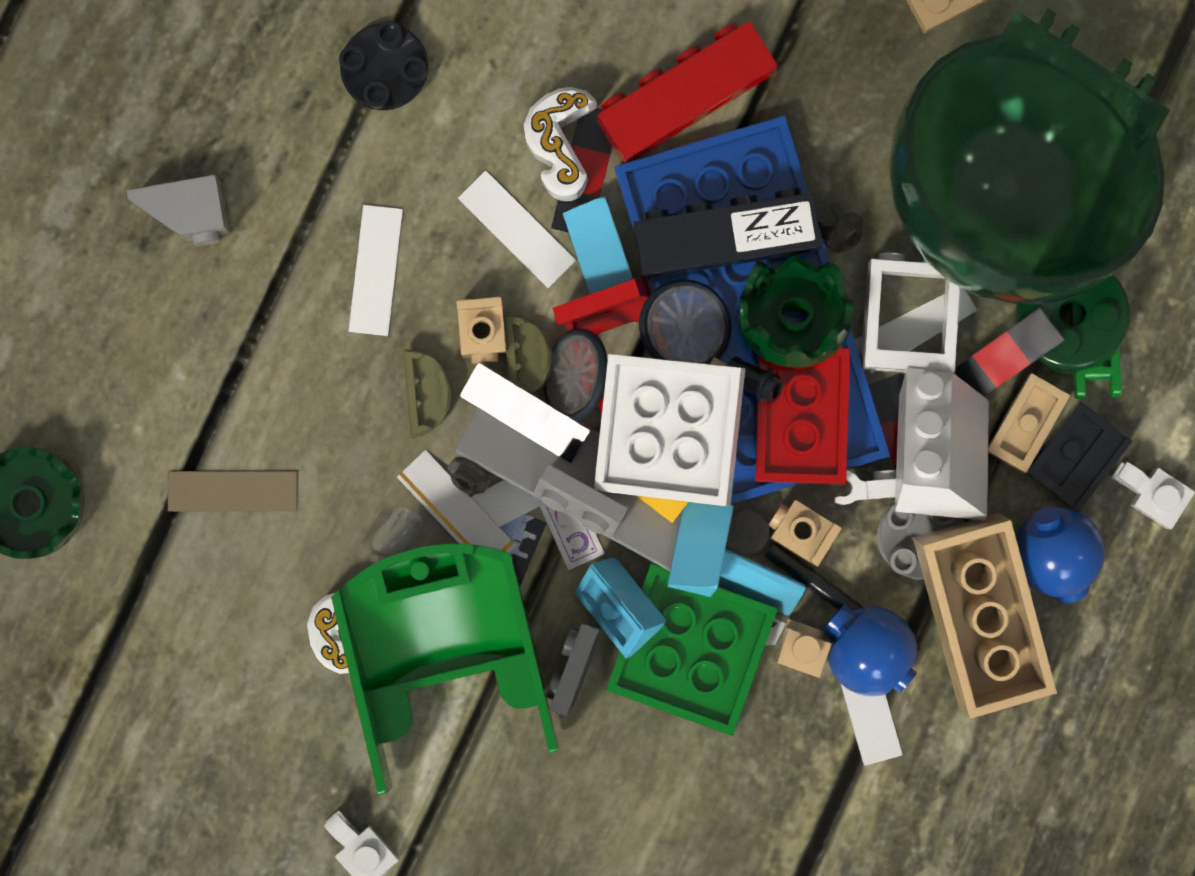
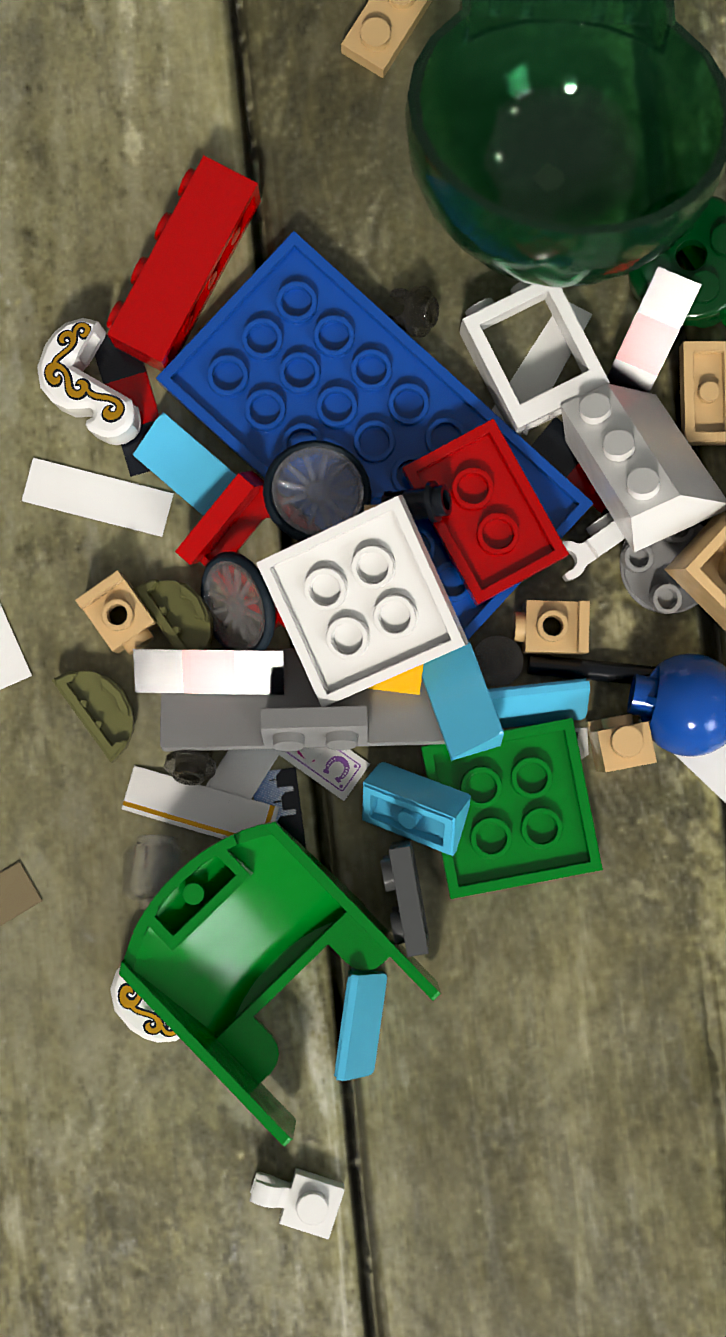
camera: 30 degrees left, 0 degrees up
(482, 744) = (360, 1024): none -> medium azure slope
(727, 235) = (305, 377): black brick -> none
(798, 287) = (411, 386): dark green plate -> none

